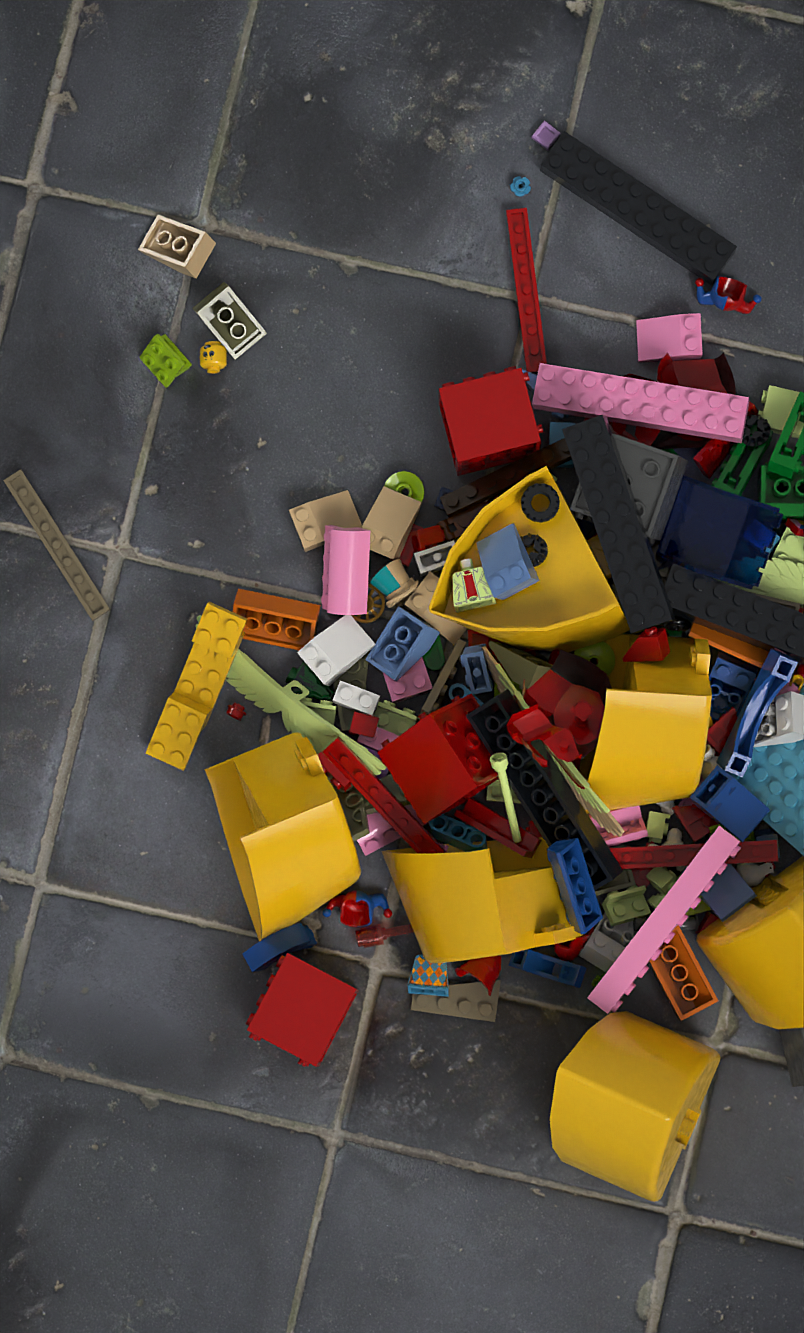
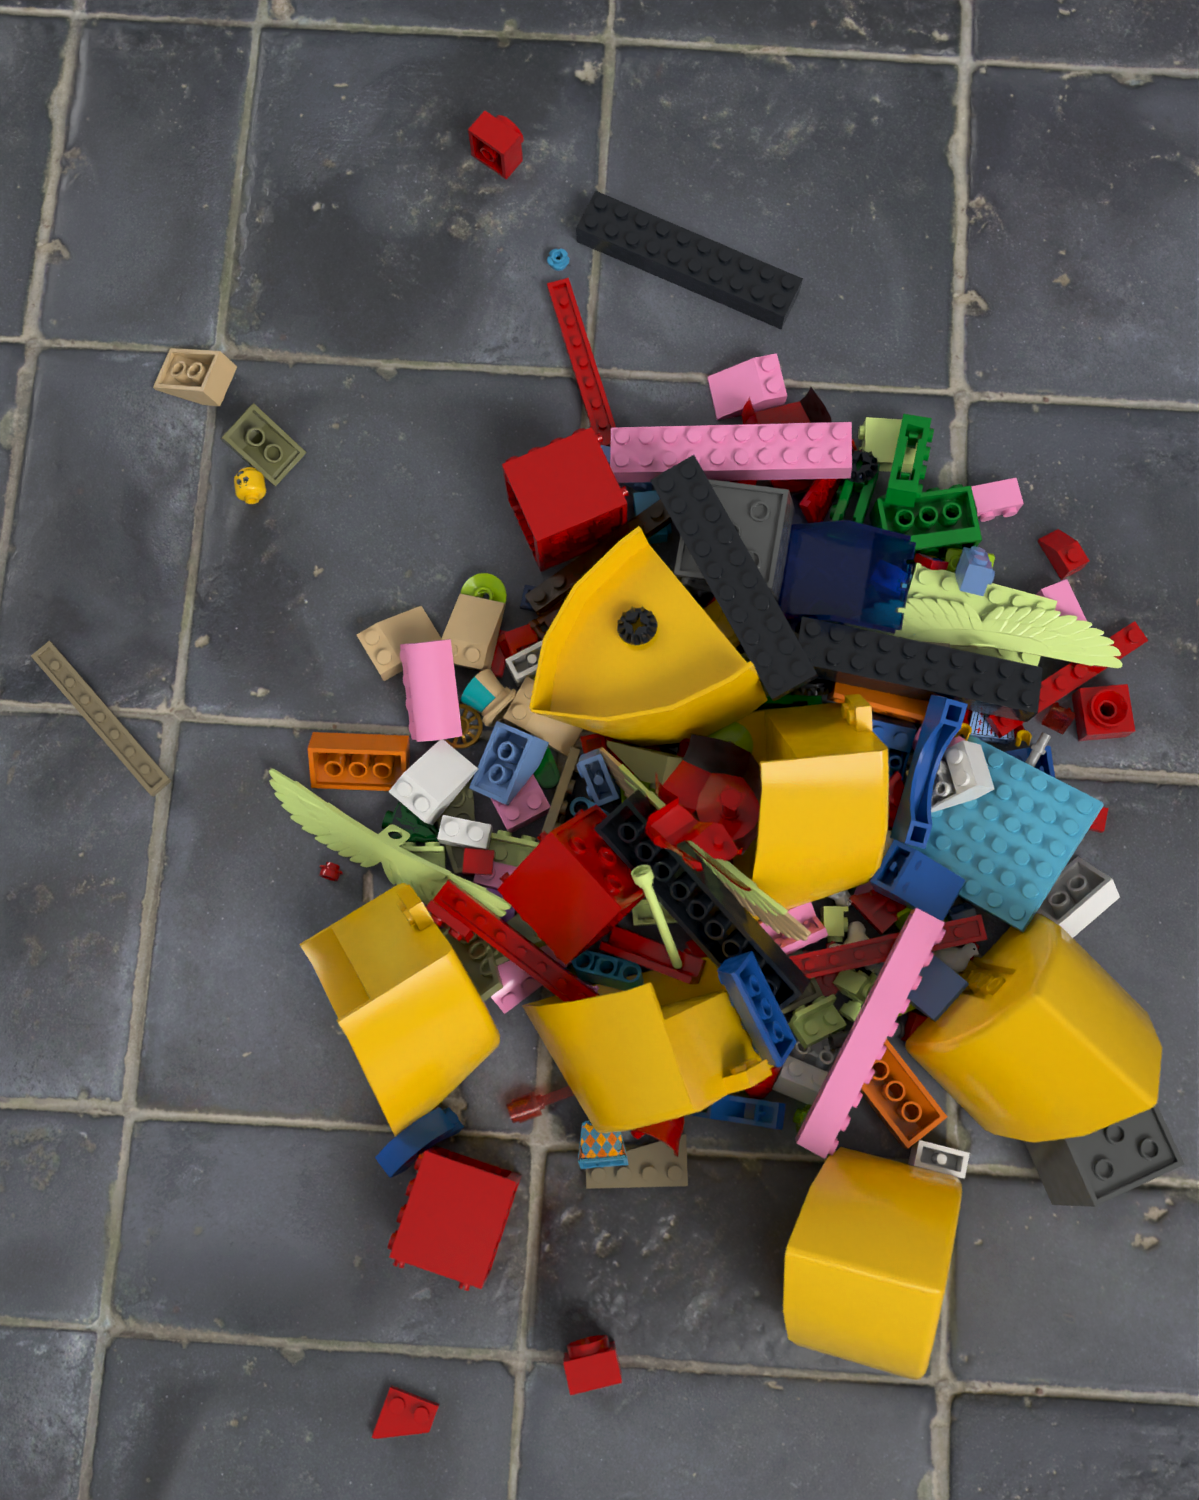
camera: 15 degrees left, 5 degrees down
(164, 359) = (196, 496): lime bracket -> none
(198, 686) = (282, 850): yellow bracket -> none
(234, 1163) = (404, 1415): none -> red wing
(357, 907) = (505, 1076): red piece -> none
(392, 1146) = (591, 1364): none -> red piece
(470, 588) = (576, 679): yellowish green torso -> none
(482, 68) = (496, 143): none -> red piece
(506, 563) = (612, 643): medium blue slope -> none
(543, 489) = (639, 554): black tyre -> none
(545, 135) = (575, 204): lavender tile -> none
(649, 646) = (795, 711): red slope -> none
(706, 1034) = (939, 1158): none -> white brick
(726, 295) = (799, 334): red piece -> none

